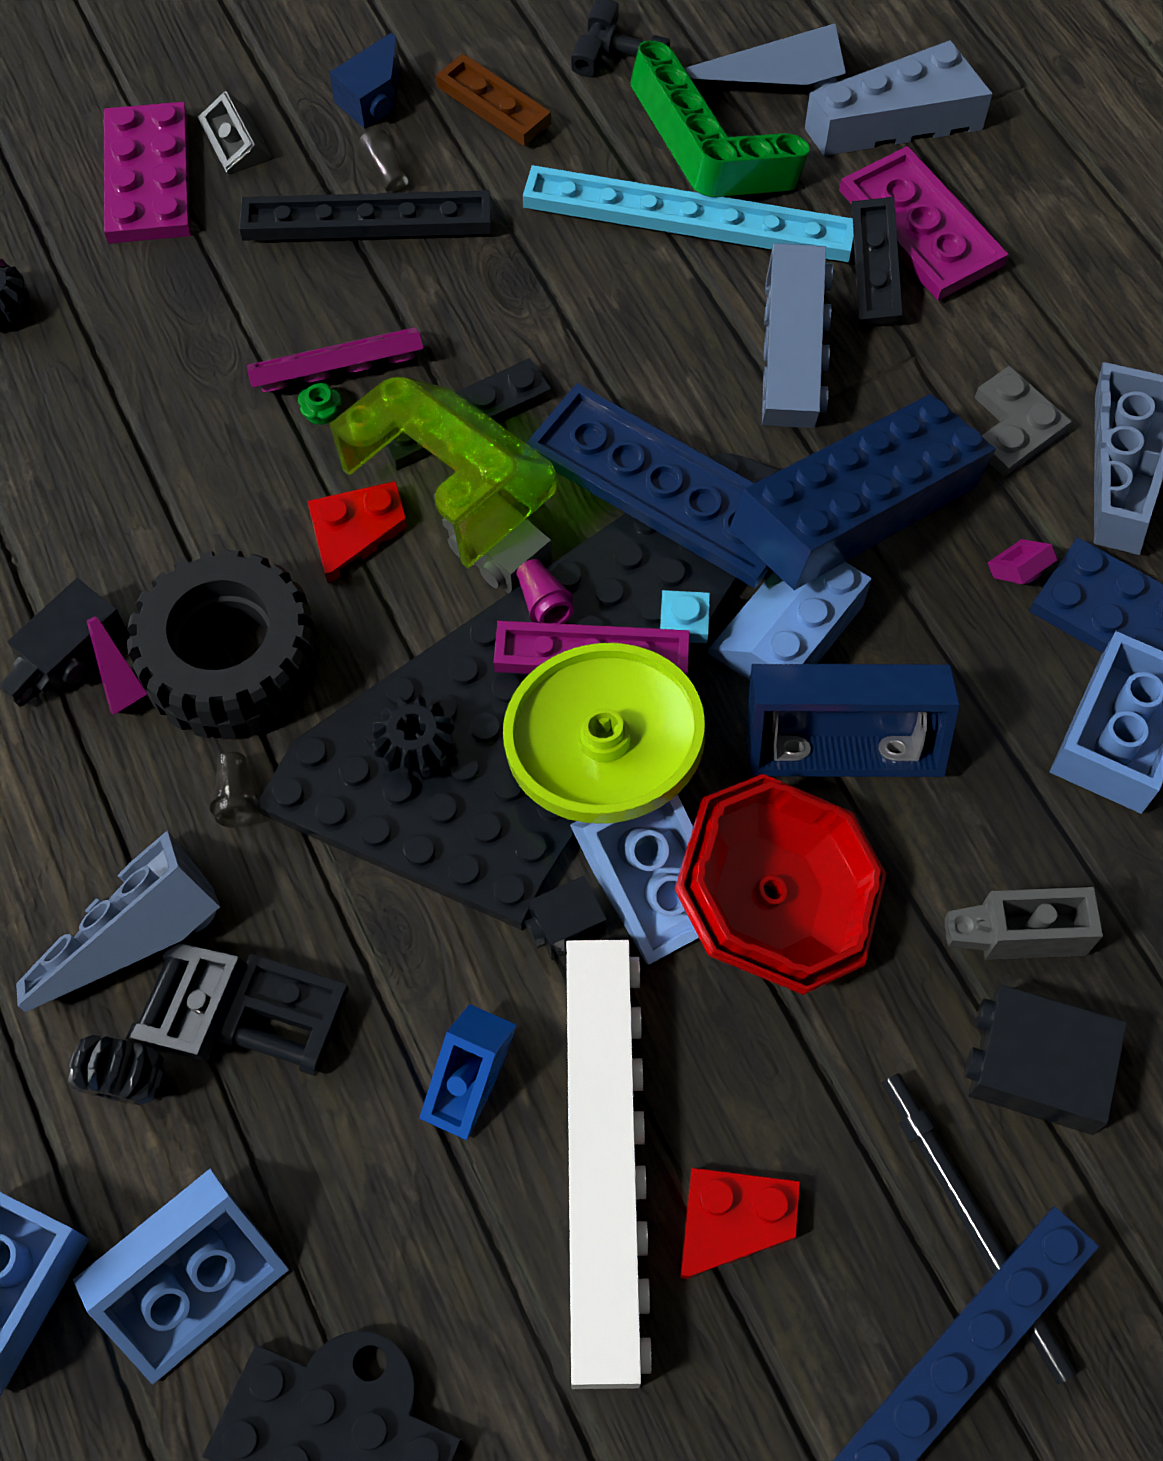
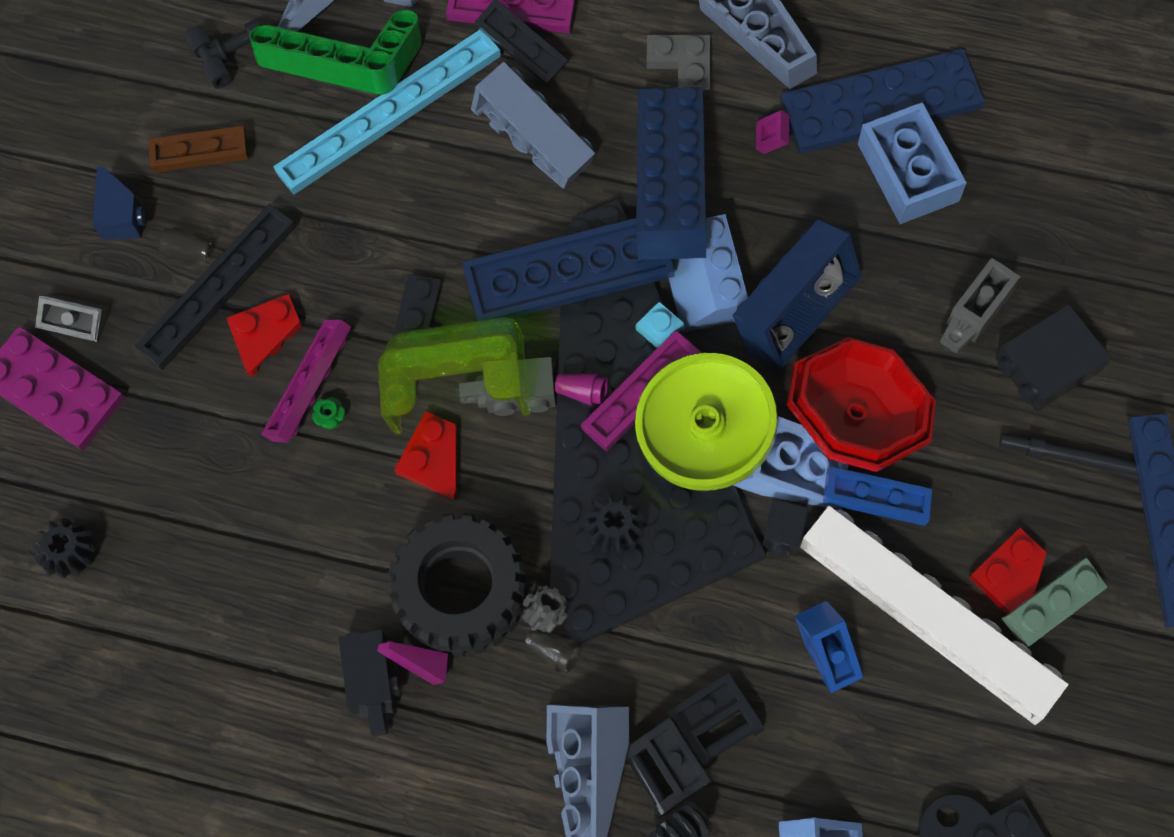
camera: 45 degrees left, 5 degrees up
(251, 736) = (544, 609): none -> dark grey gear
(357, 288) = (263, 331): none -> red wing
(693, 988) = (877, 496): none -> blue plate
(740, 1293) = (1054, 602): none -> sand green plate

